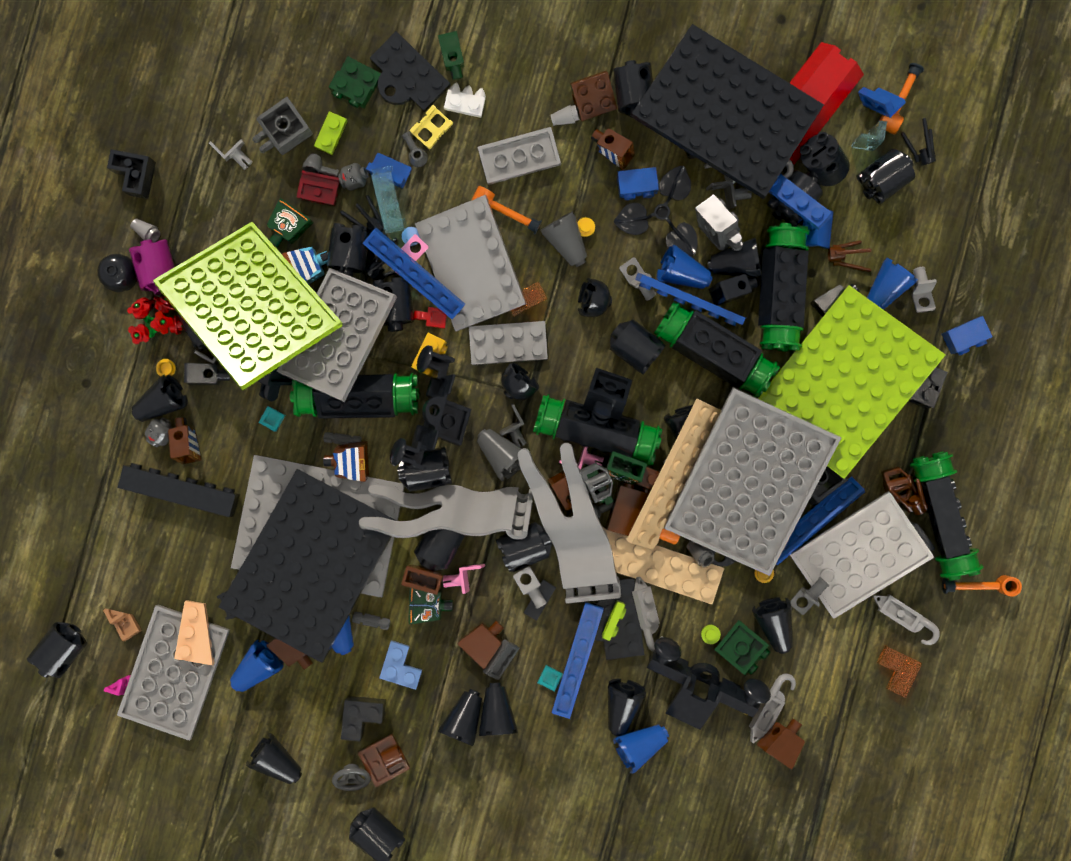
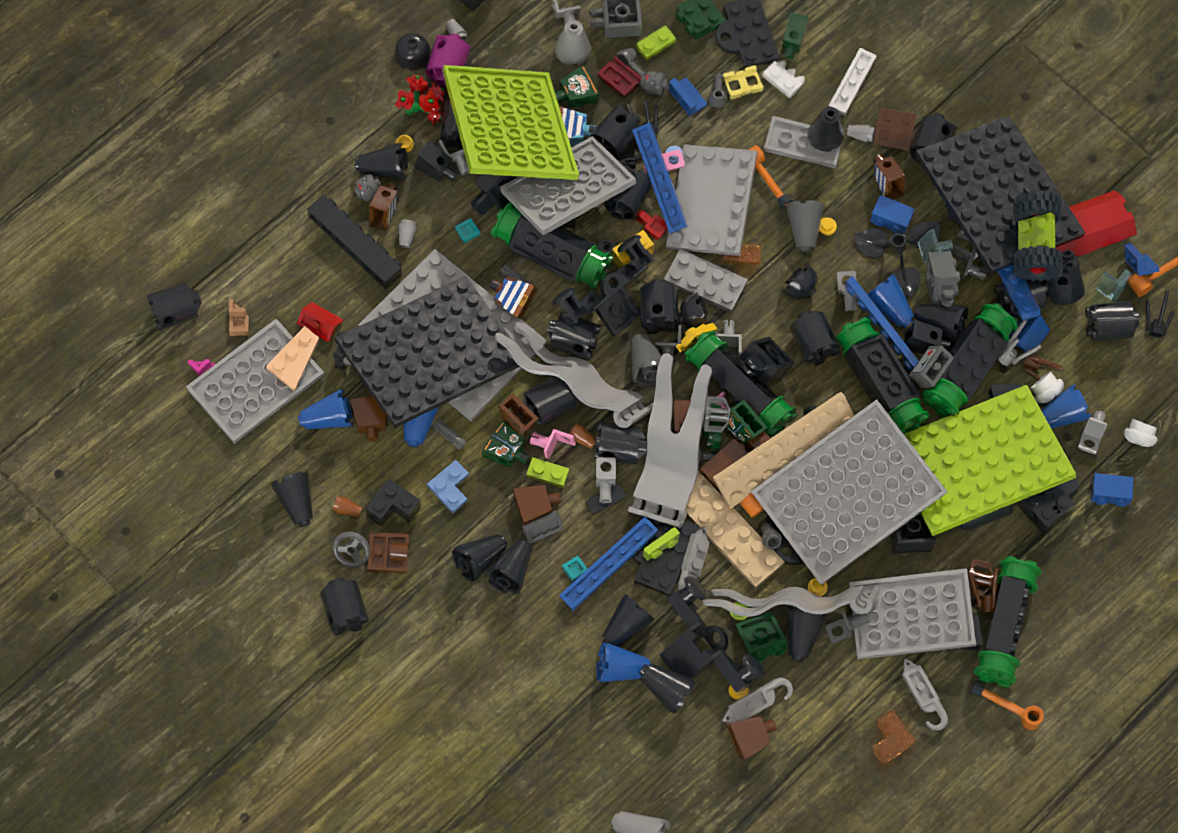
camera: 25 degrees right, 20 degrees down
(194, 582) = (319, 321): none -> red panel
(220, 455) = (406, 233): none -> light grey cone
(258, 182) = (573, 44): none -> light grey cone
(323, 740) = (346, 507): none -> dark orange cone
(387, 199) = (673, 109): clear light blue window -> none
(399, 359) = (606, 243): none -> black plate
(476, 604) = (547, 472): none -> lime plate
(481, 390) = (659, 306): none -> black cylinder
(486, 555) = (583, 436): none -> dark orange cone
(529, 69) = (852, 81): none -> white plate
(531, 411) = (692, 335): none -> yellow plate
(535, 137) = (826, 130): none -> black cone
(560, 387) = (732, 339): none -> light grey bracket
(690, 197) = (929, 243): none -> clear light blue panel
(692, 746) = (666, 686): none -> black cone
(756, 317) = (931, 366): none -> dark grey brick
(766, 604) = (797, 597): none -> light grey flag
(792, 140) = (1036, 222): none -> black plate
(814, 257) = (1009, 354): none -> light grey plant
(822, 515) = (891, 566): blue plate -> none
(864, 273) = (1047, 388): none -> white piece
(966, 267) = (1141, 433): none -> white piece

